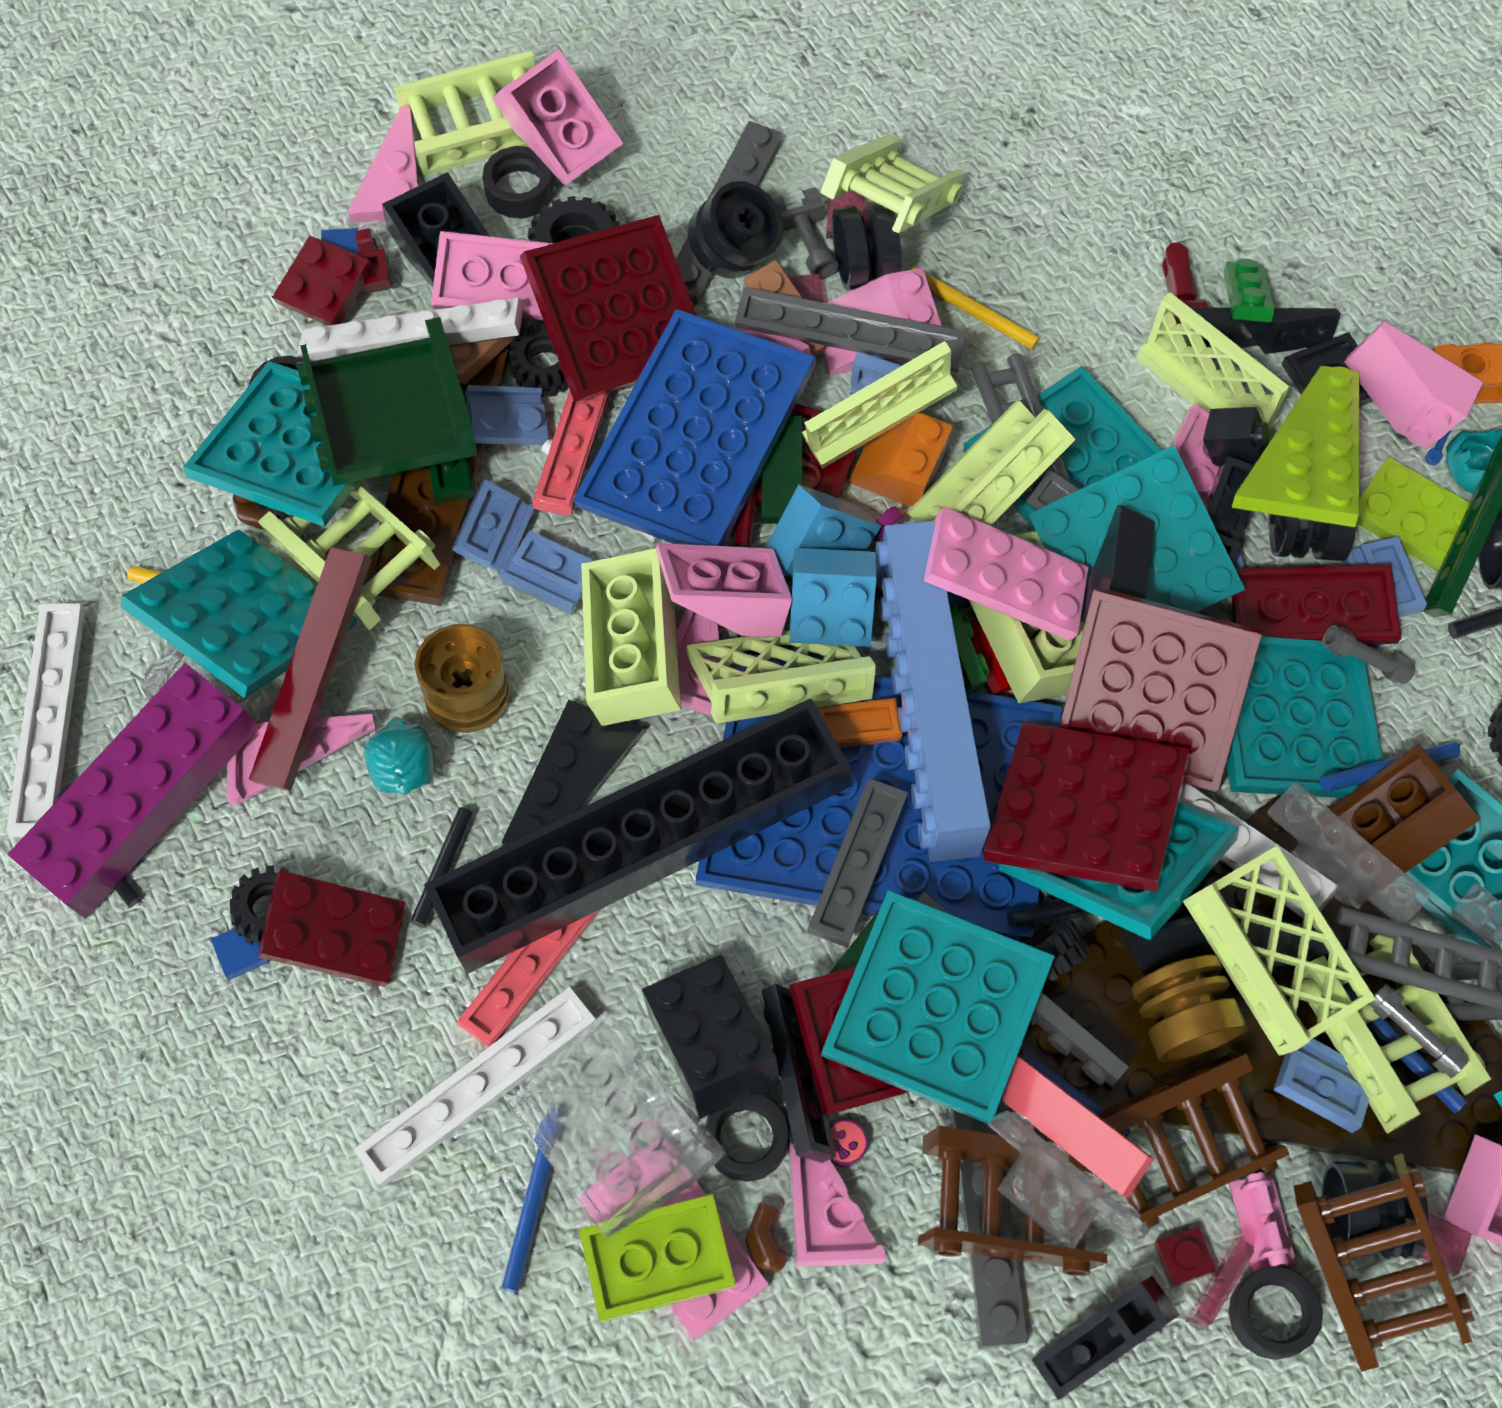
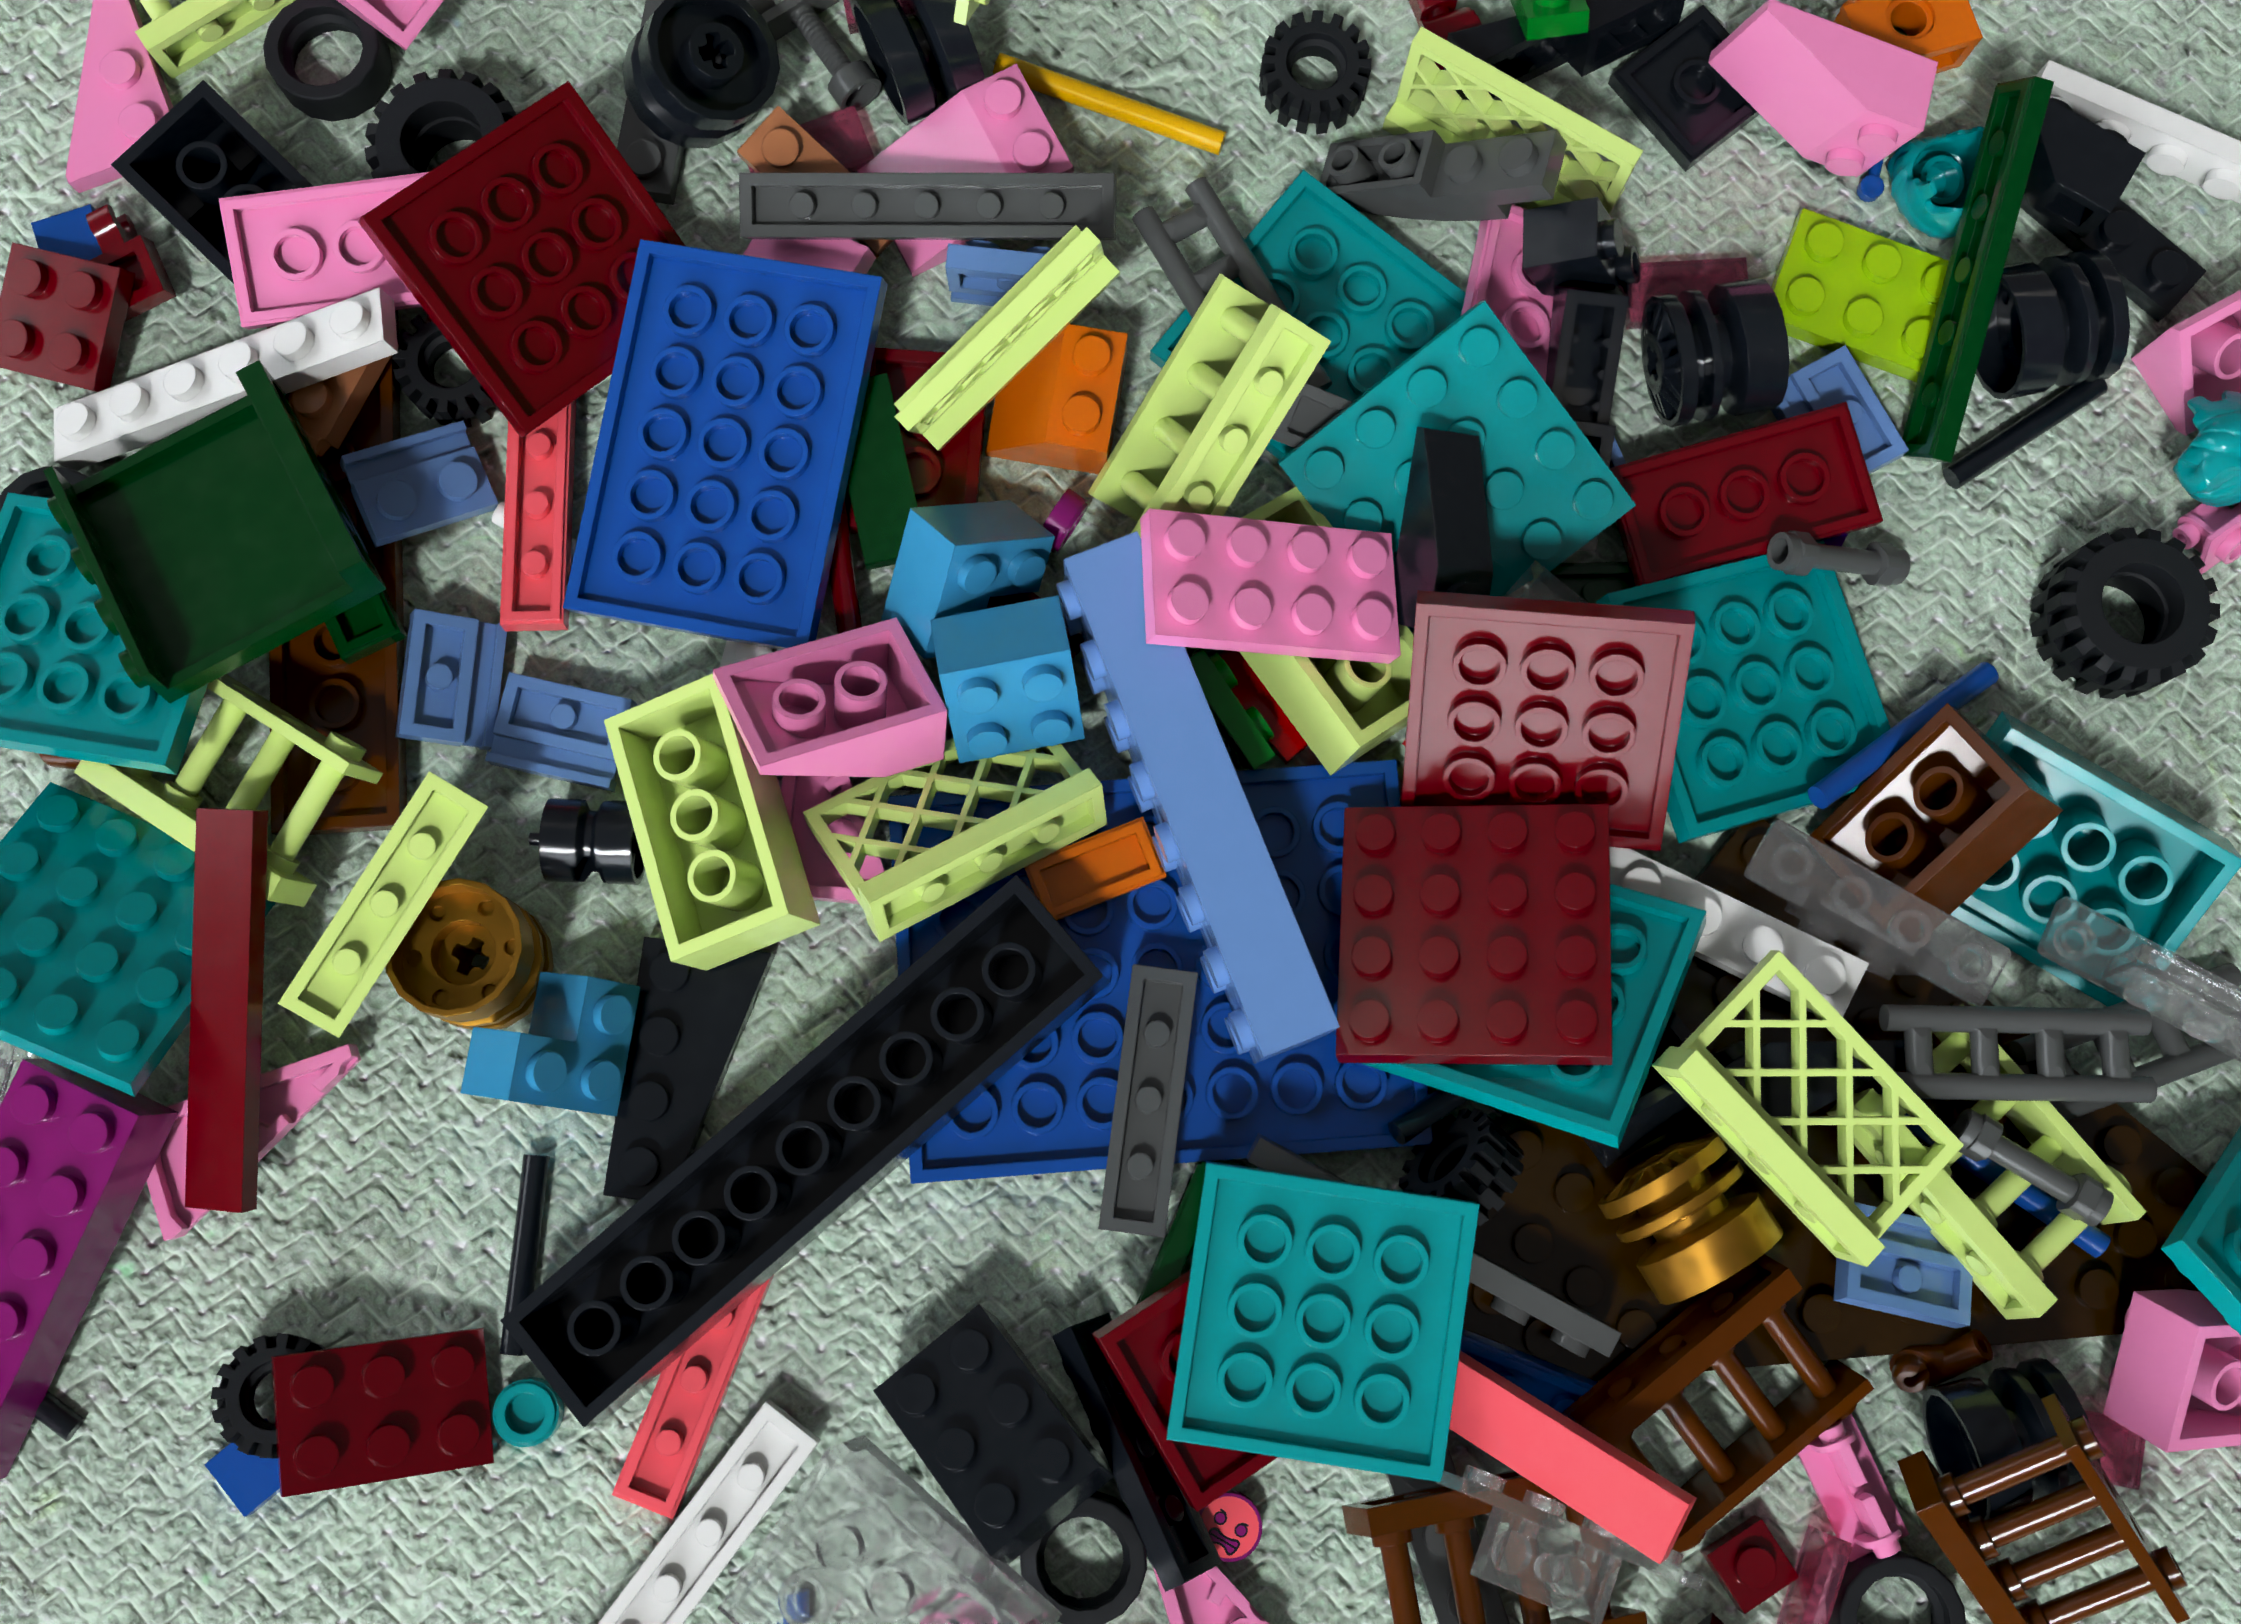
camera: 15 degrees left, 15 degrees up
(399, 757) = (409, 1105): teal hair -> none
(417, 961) = (528, 1412): none -> teal tile
(423, 626) = (383, 905): none -> yellowish green fence
(501, 748) = (572, 1048): none -> dark azure brick
(552, 635) = (585, 841): none -> black wheel
(1105, 299) = (1322, 41): none -> black tyre
(1159, 387) = (1439, 181): none -> dark grey slope
(1313, 457) = (1701, 264): lime wing -> none
(1321, 1154) = (1936, 1363): none -> reddish brown arm

